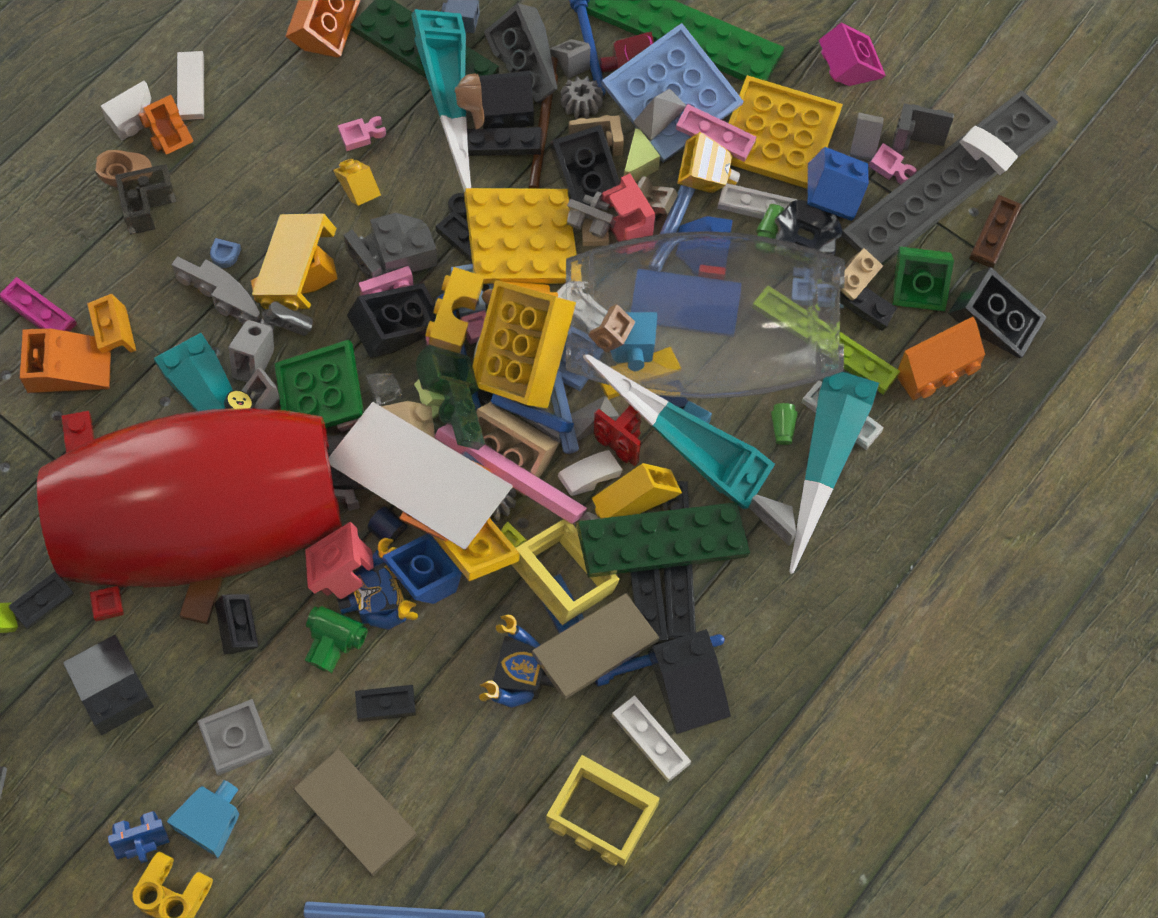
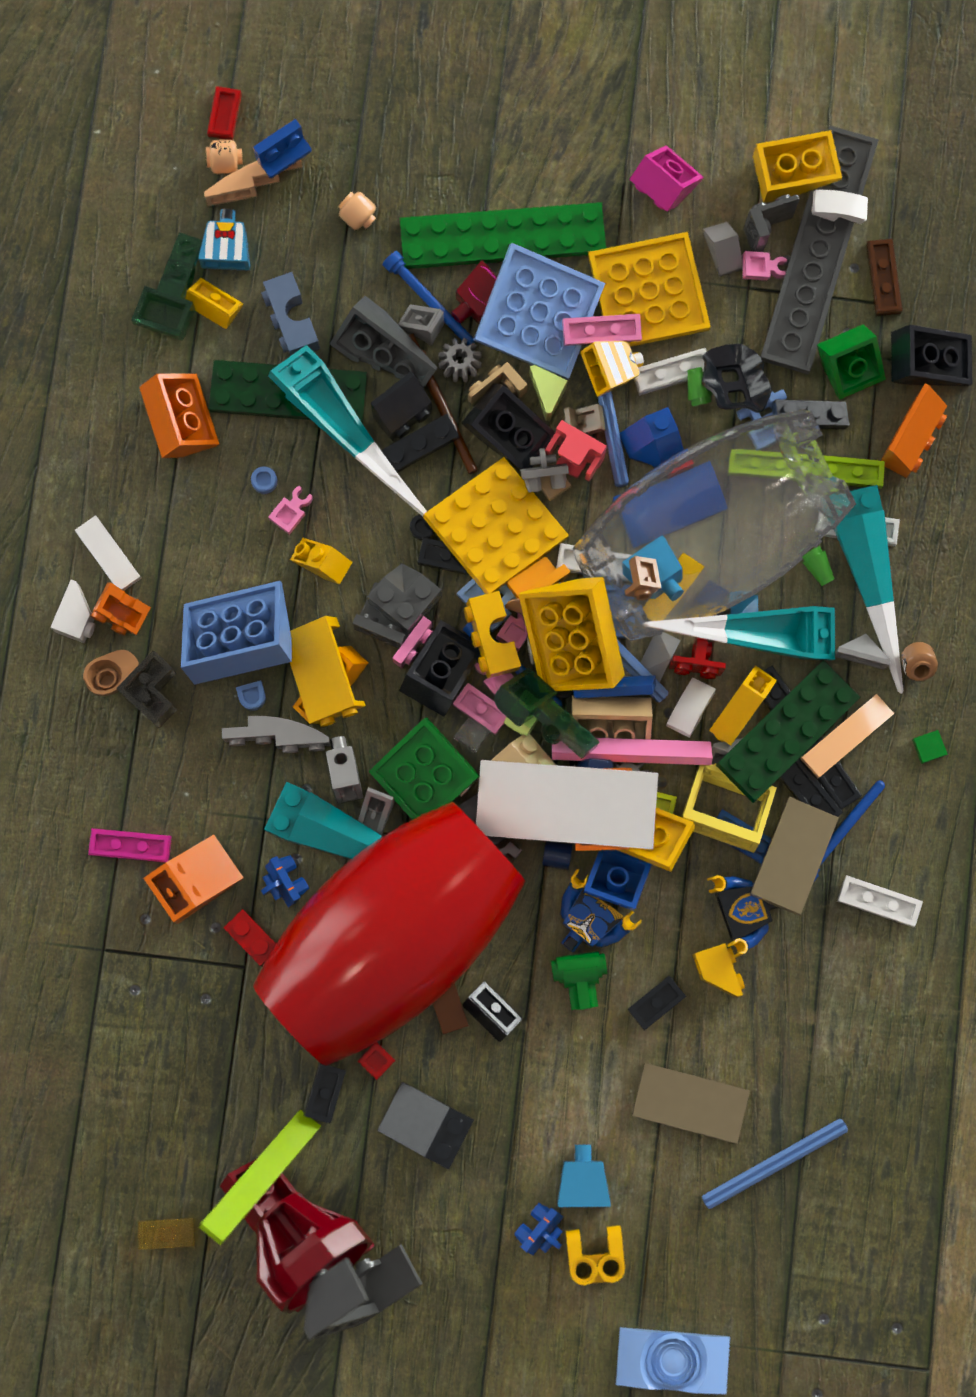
camera: 30 degrees left, 15 degrees up
(111, 324) = (207, 823): light orange panel -> none
(141, 397) = (279, 883): none -> blue hips
(235, 737) = (556, 1103): light grey tile -> none
(237, 399) = (368, 828): light yellow tile -> none
(243, 194) = (235, 633): none -> medium blue slope
(287, 318) = (354, 726): dark grey bar -> none
(333, 560) = (545, 915): coral panel -> none
(356, 100) = (264, 480): none -> medium blue tile
(403, 366) = (480, 708): none -> bright pink plate
(459, 706) = (717, 969): none -> yellow slope
(470, 97) = (372, 424): medium nougat piece -> none
(615, 784) = (913, 957): light yellow window -> none
(659, 114) = (543, 340): light grey slope -> none
(690, 681) = (881, 836): black slope -> none
(715, 576) = (847, 736): none -> light nougat slope
(787, 633) = (929, 746): none -> green tile
(823, 551) = (919, 661): none -> medium nougat head
(837, 183) = (731, 316): blue slope -> none
(859, 273) = (803, 390): tan bracket -> none
(973, 99) = (796, 165): none -> yellow slope

